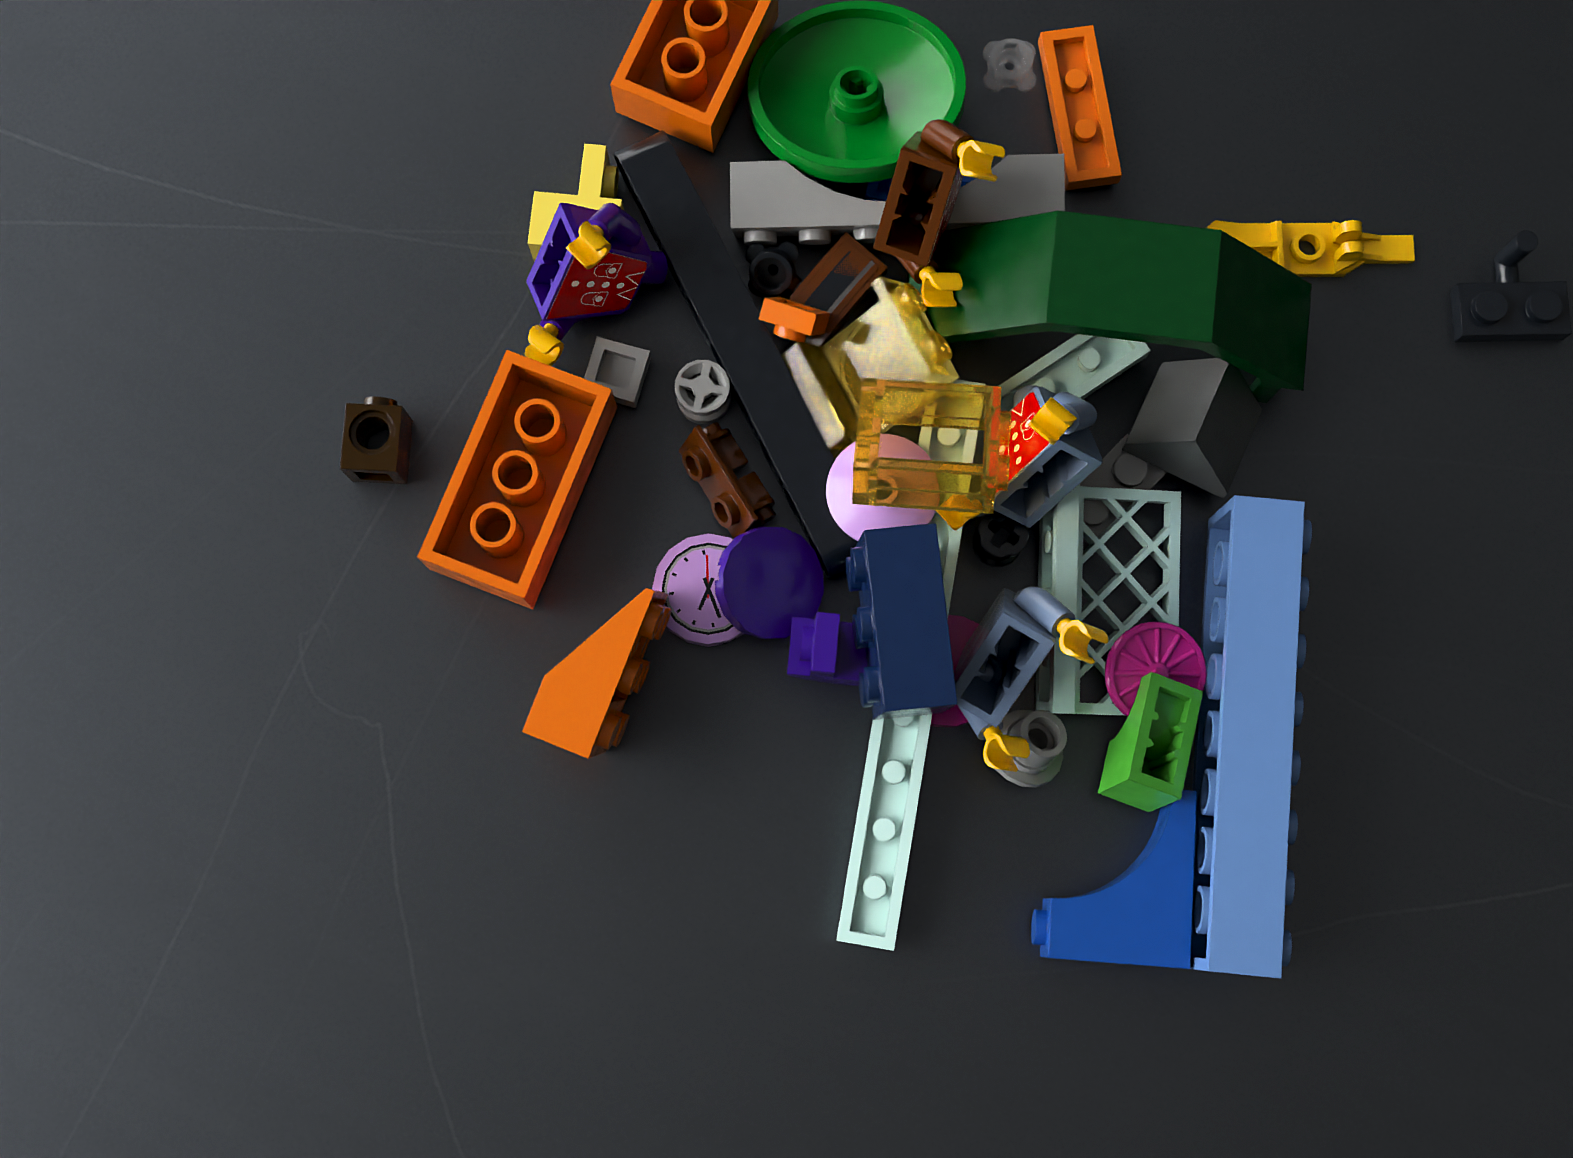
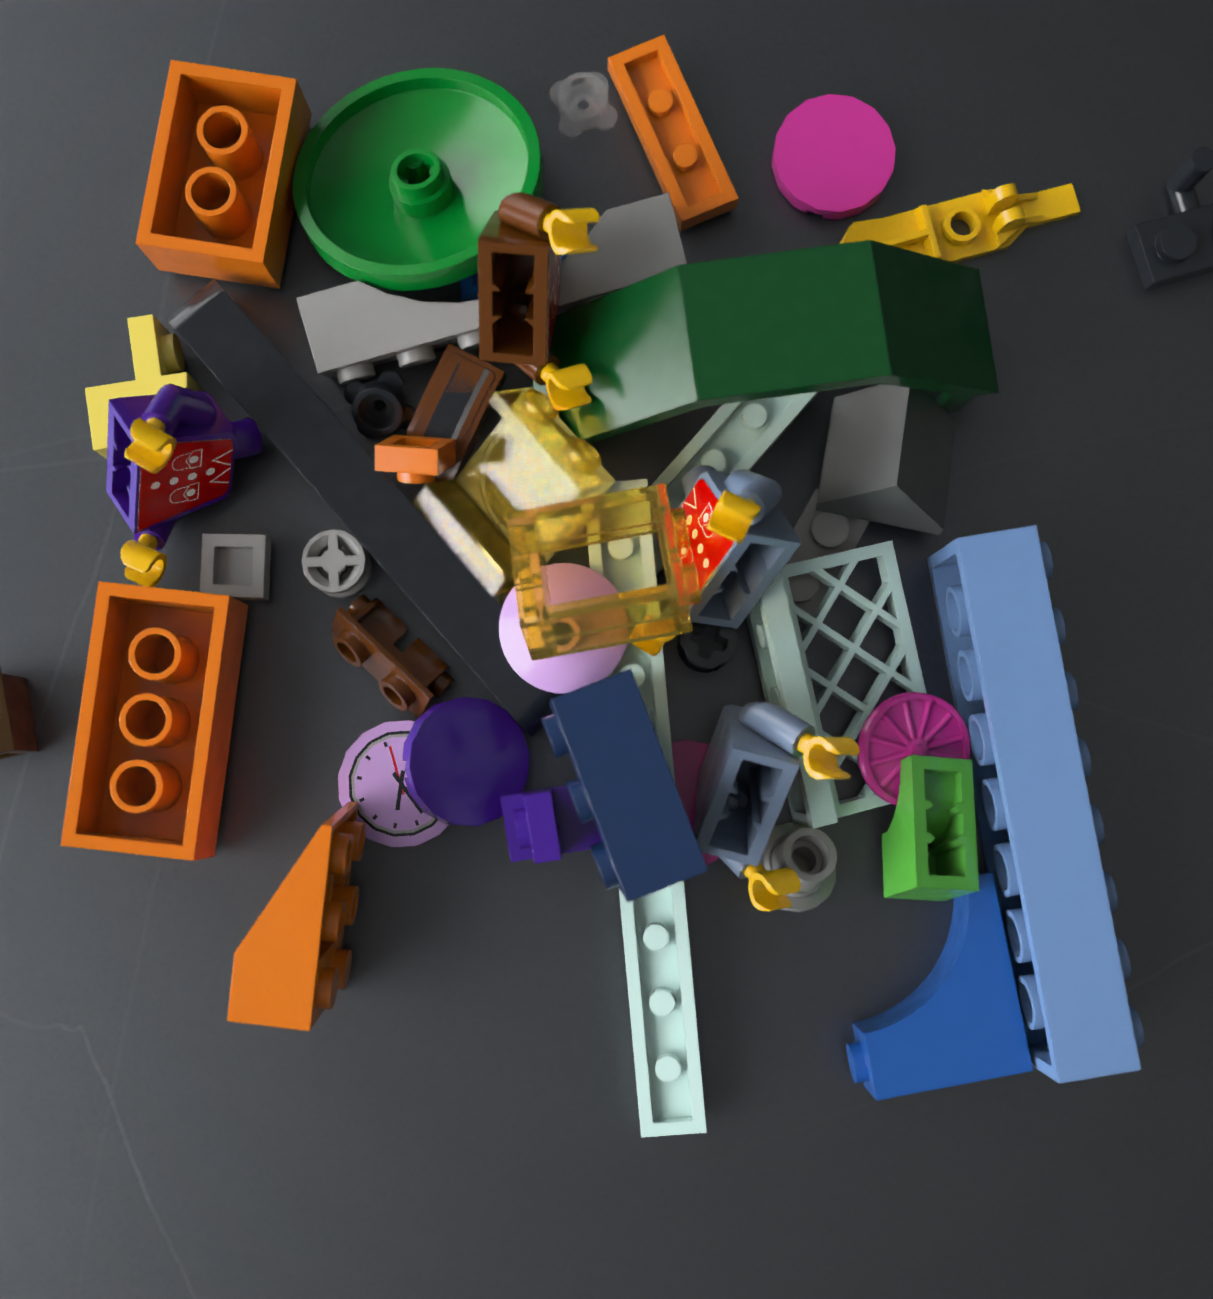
camera: 15 degrees left, 5 degrees up
(1212, 161) = (833, 156): none -> dark pink tile

